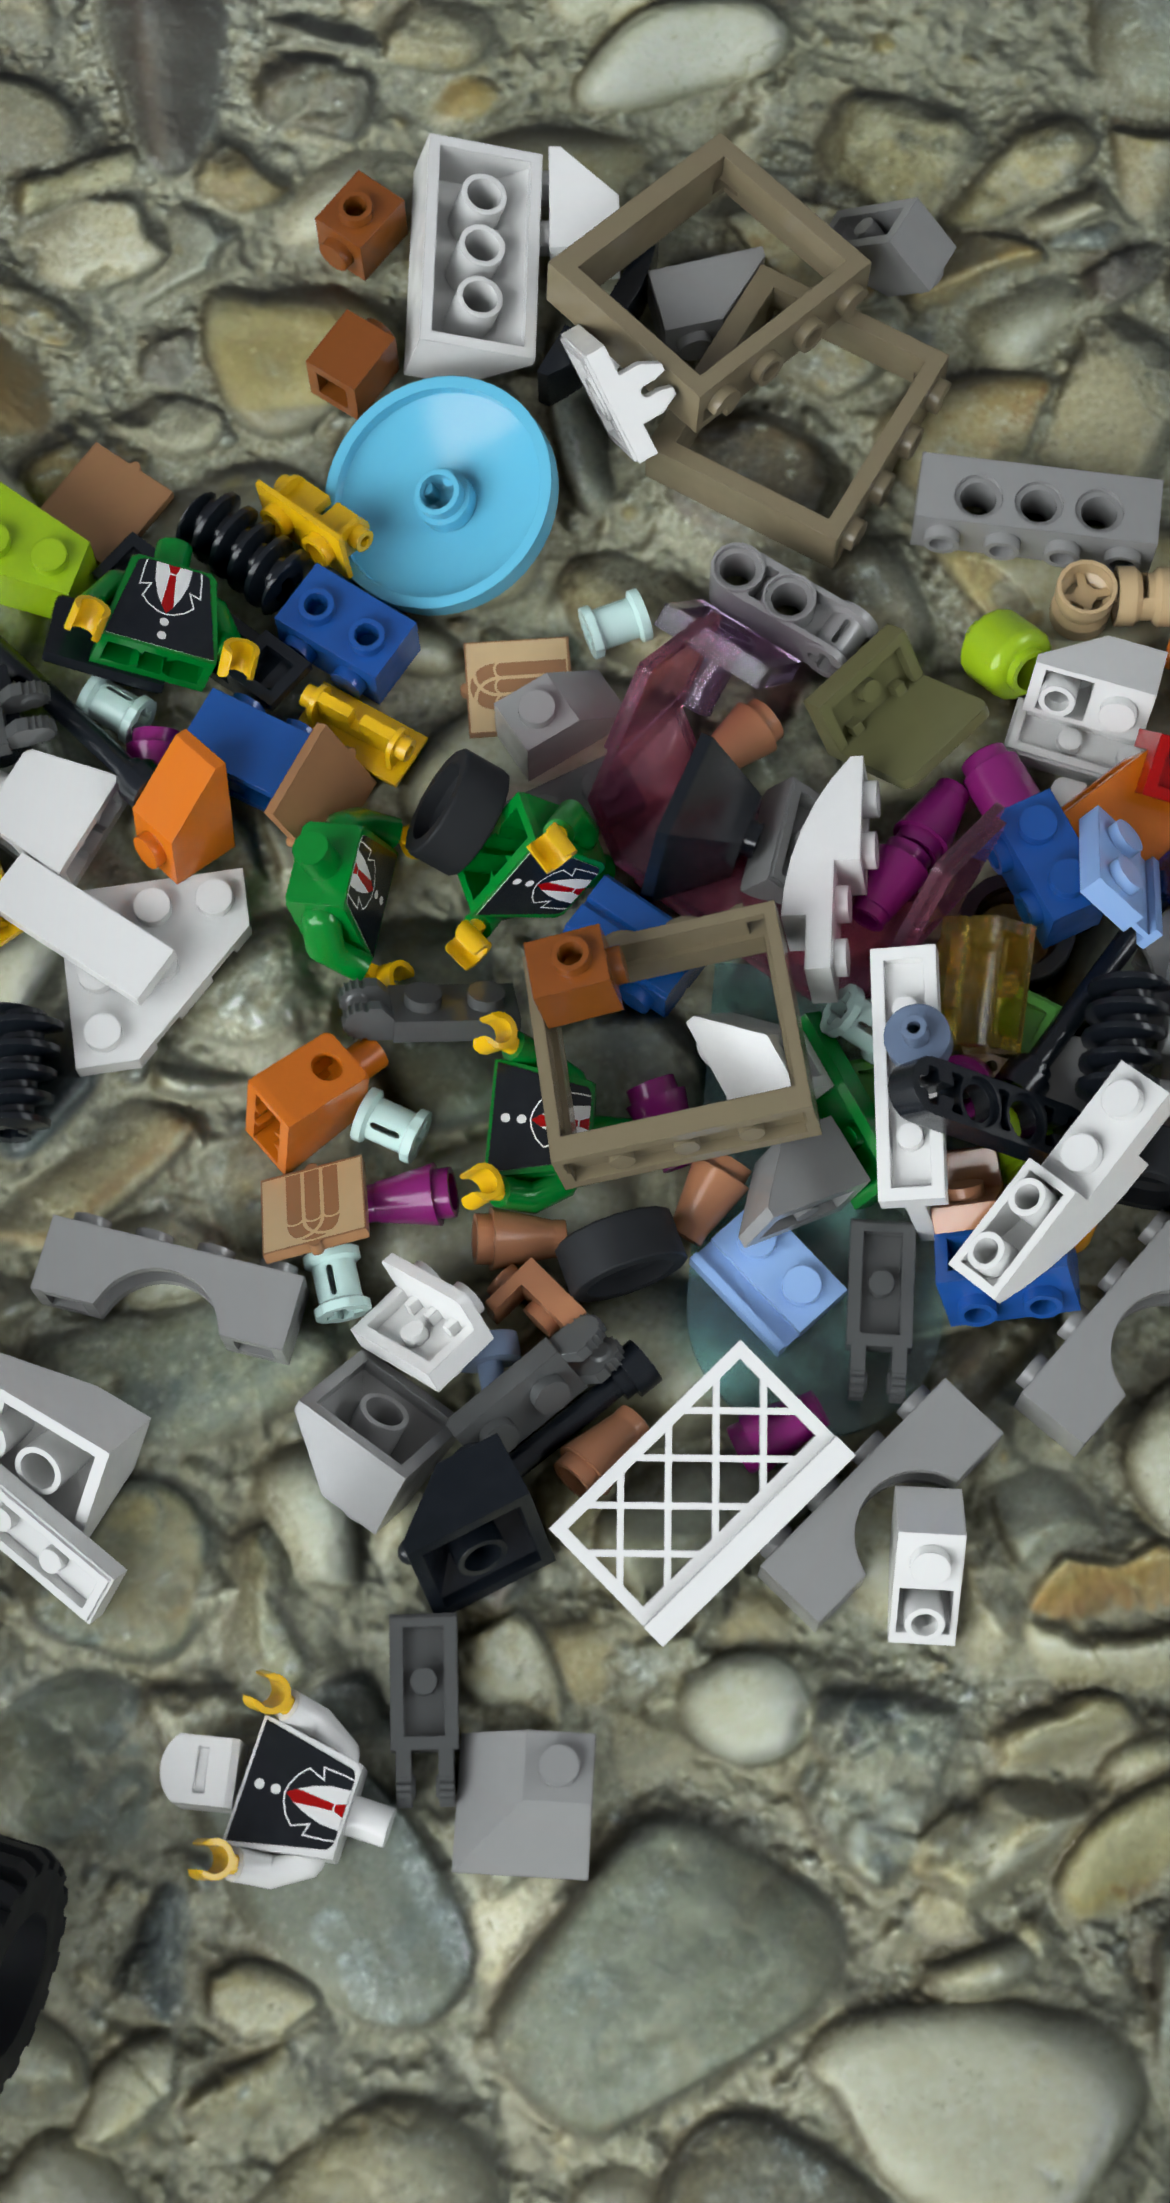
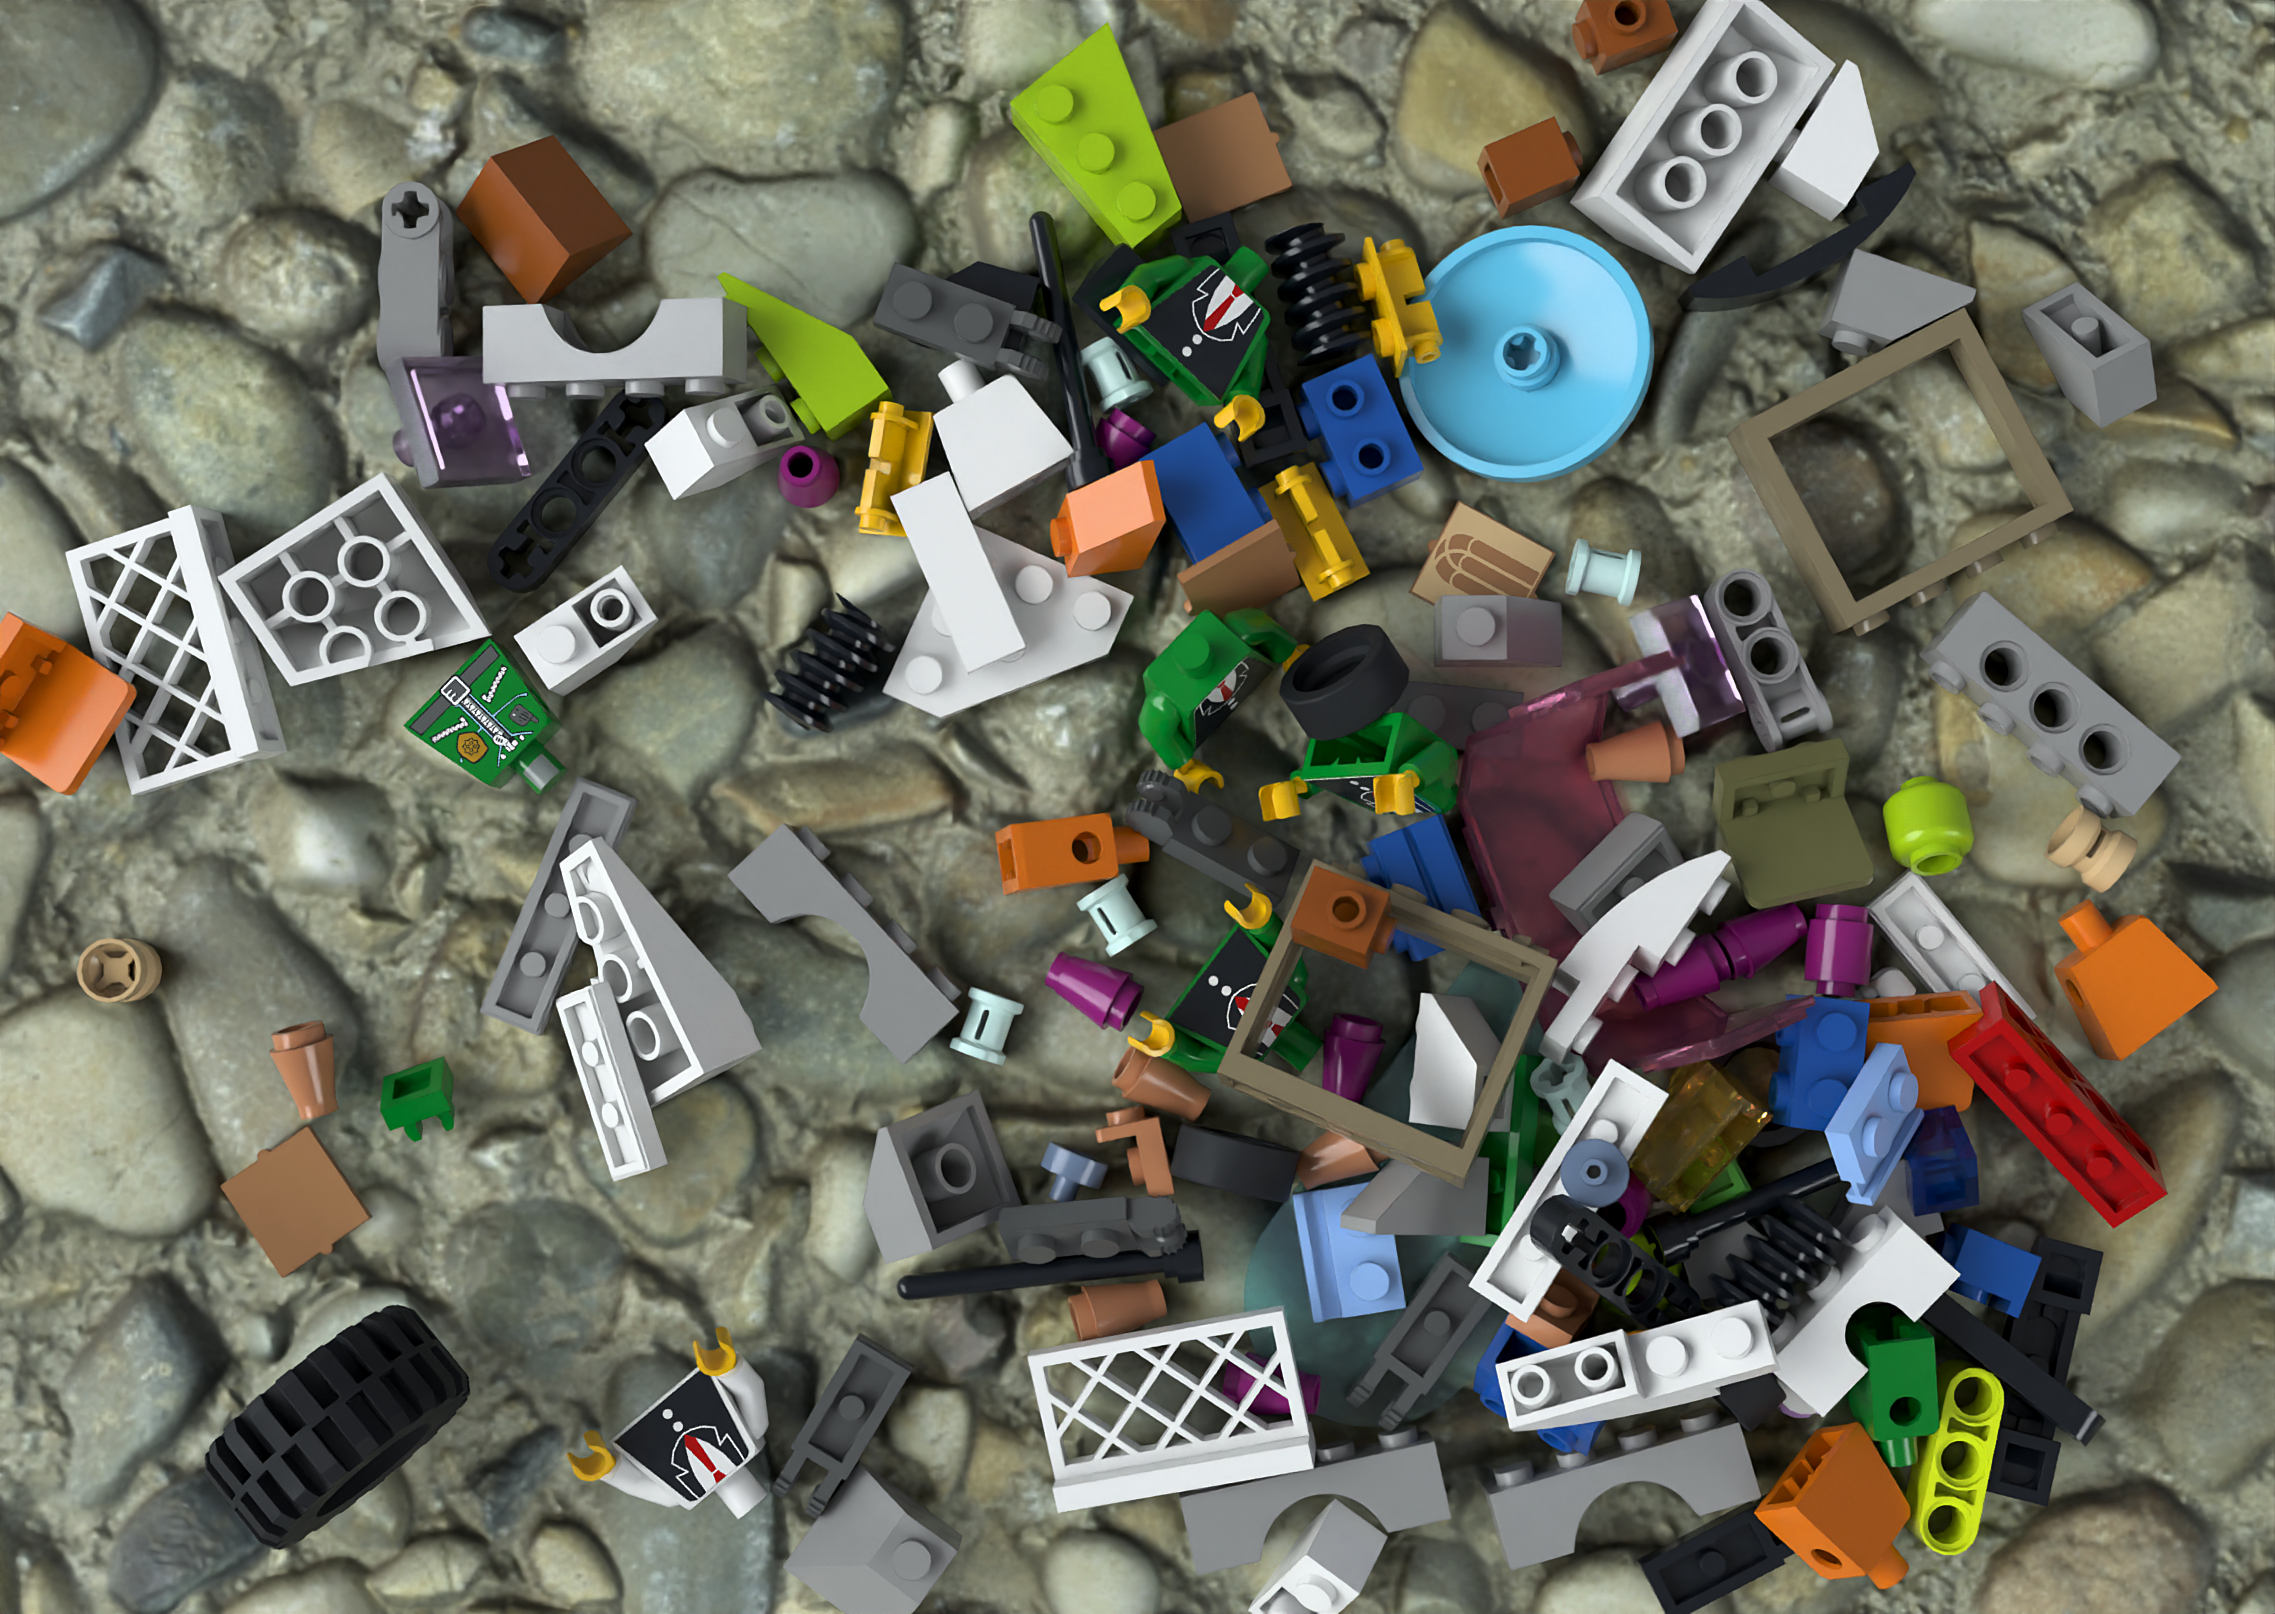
camera: 30 degrees right, 15 degrees up
(203, 1772) = (631, 1369): white piece -> none
(314, 1209) = (1006, 952): piece -> none
(424, 1324) = (1031, 1119): white bracket -> none
(474, 1528) = (969, 1312): black slope -> none
(618, 394) = (1748, 361): white piece -> none
(659, 209) = (1981, 188): dark tan window -> none
(703, 825) = (1553, 828): black slope -> none
(1092, 589) = (2045, 819): tan wheel -> none
(1098, 685) = (1991, 913): white slope -> none

